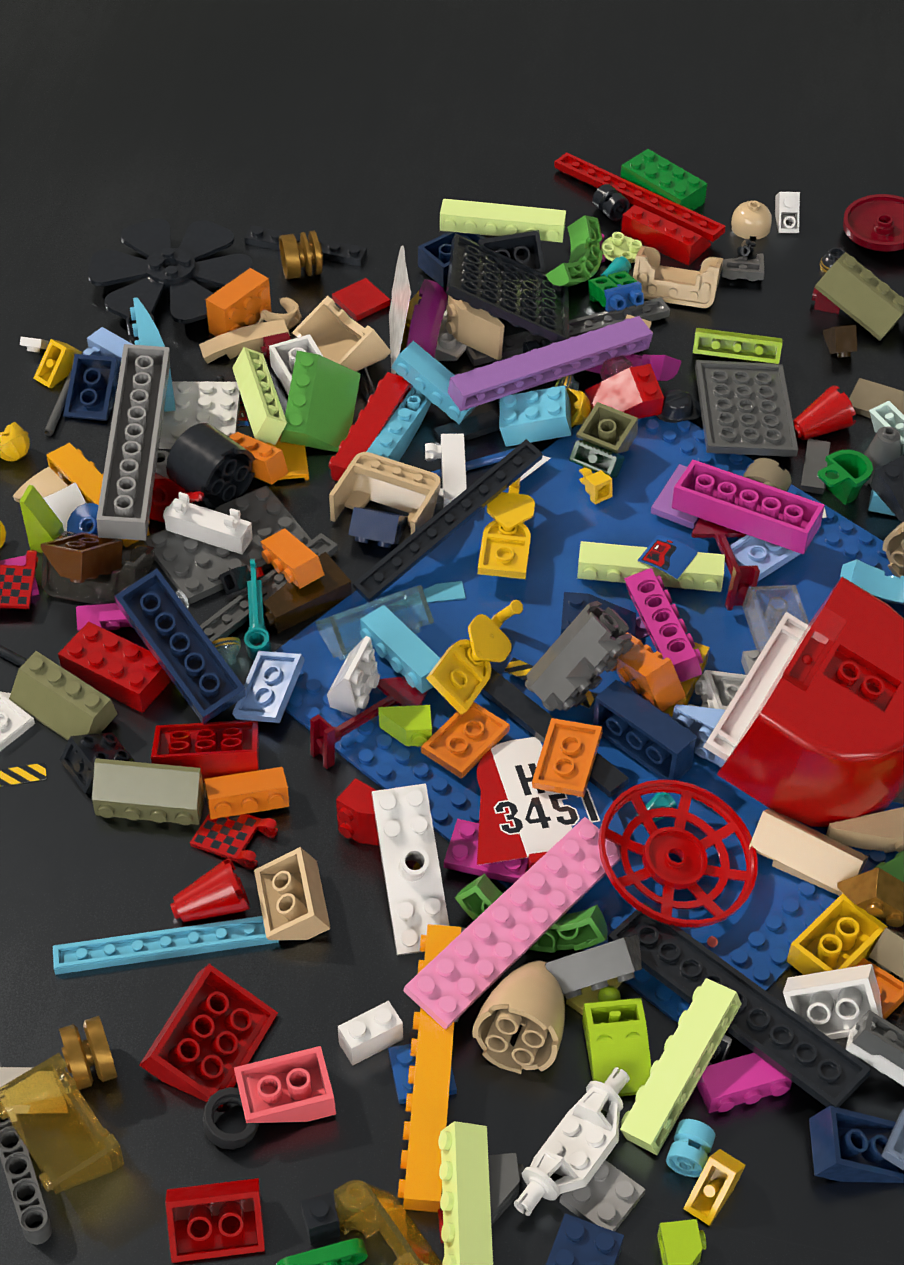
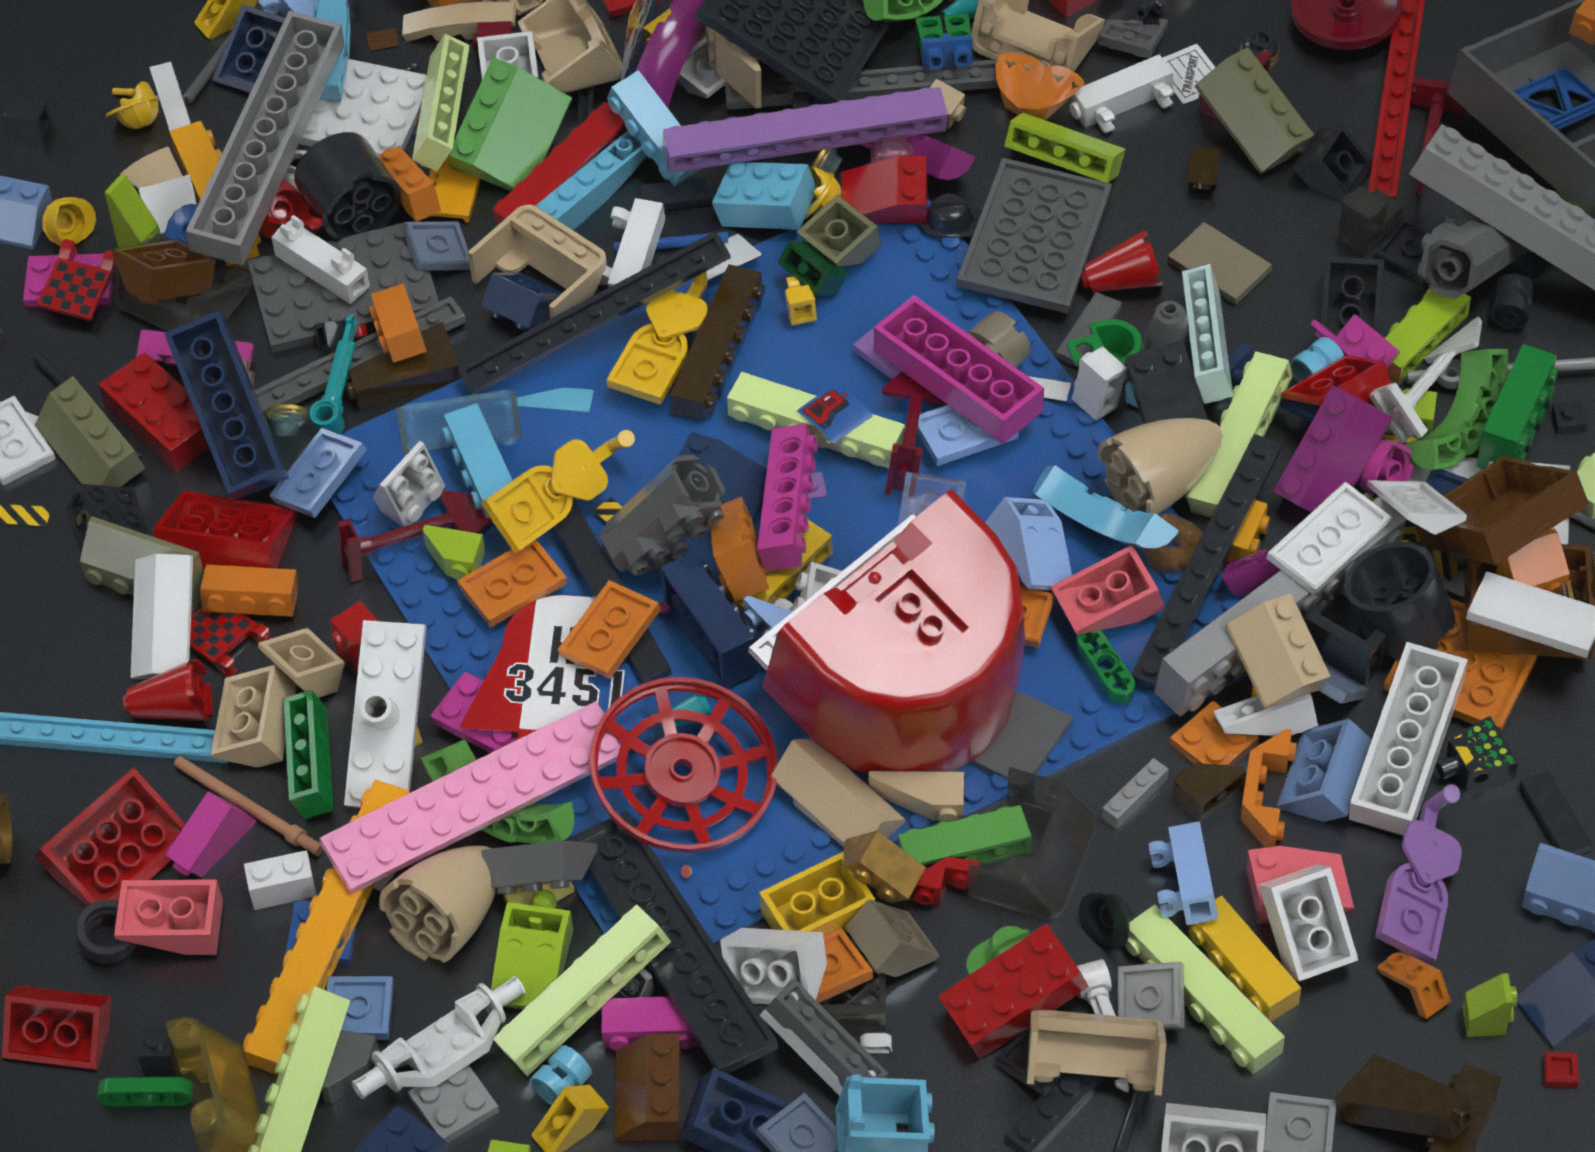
camera: 20 degrees right, 5 degrees up
(36, 436) = (170, 95): none -> white sticker
(181, 828) = (161, 614): none -> white slope
(187, 365) = (382, 39): none -> reddish brown sticker
(291, 1009) = (208, 835): none -> dark pink slope
(294, 499) = (437, 245): none -> sand blue tile
(321, 839) = (305, 661): none -> tan slope
(353, 918) = (308, 754): none -> green brick
(363, 990) = (293, 833): none -> nougat bar
(497, 1117) = (369, 1004): none -> medium blue plate
(547, 527) = (717, 343): none -> dark brown brick
(697, 310) = (1034, 90): none -> orange piece
(756, 303) = (1122, 91): none -> white brick
(770, 1139) = (648, 1089): none -> reddish brown slope
(792, 285) = (1189, 68): none -> white sticker
(852, 496) = (1099, 383): none -> white brick

